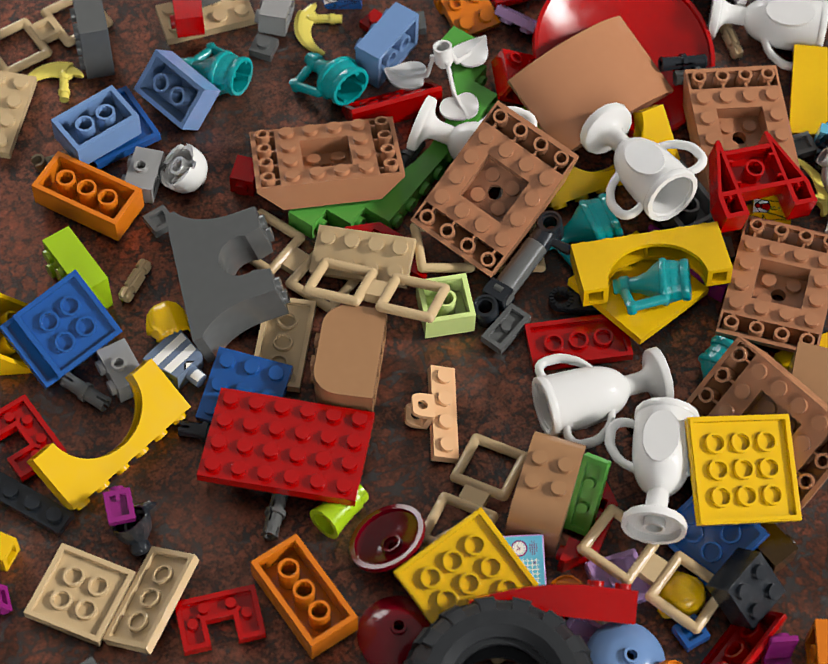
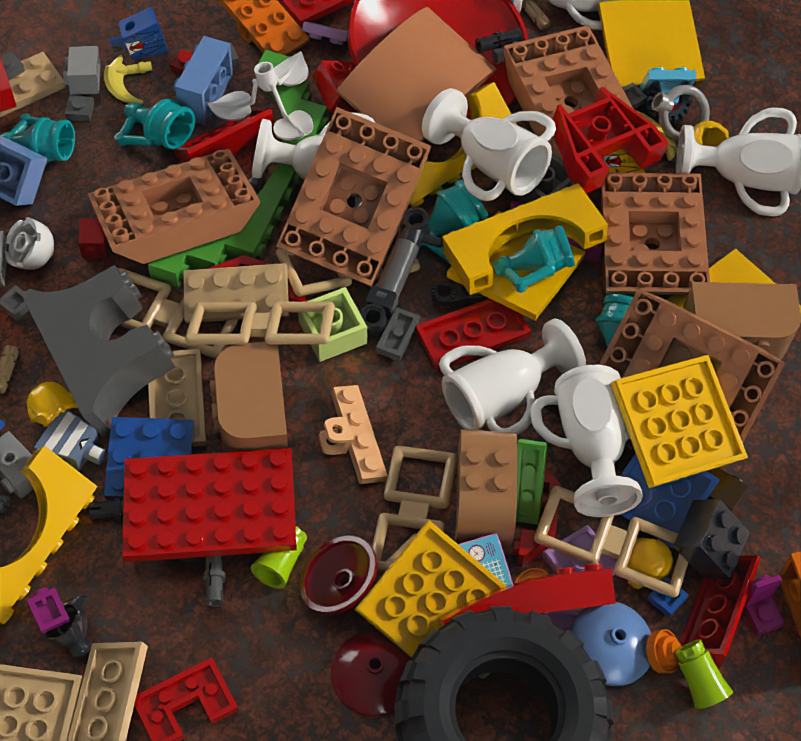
camera: 15 degrees left, 0 degrees up
(304, 596) = (268, 657): orange brick -> none

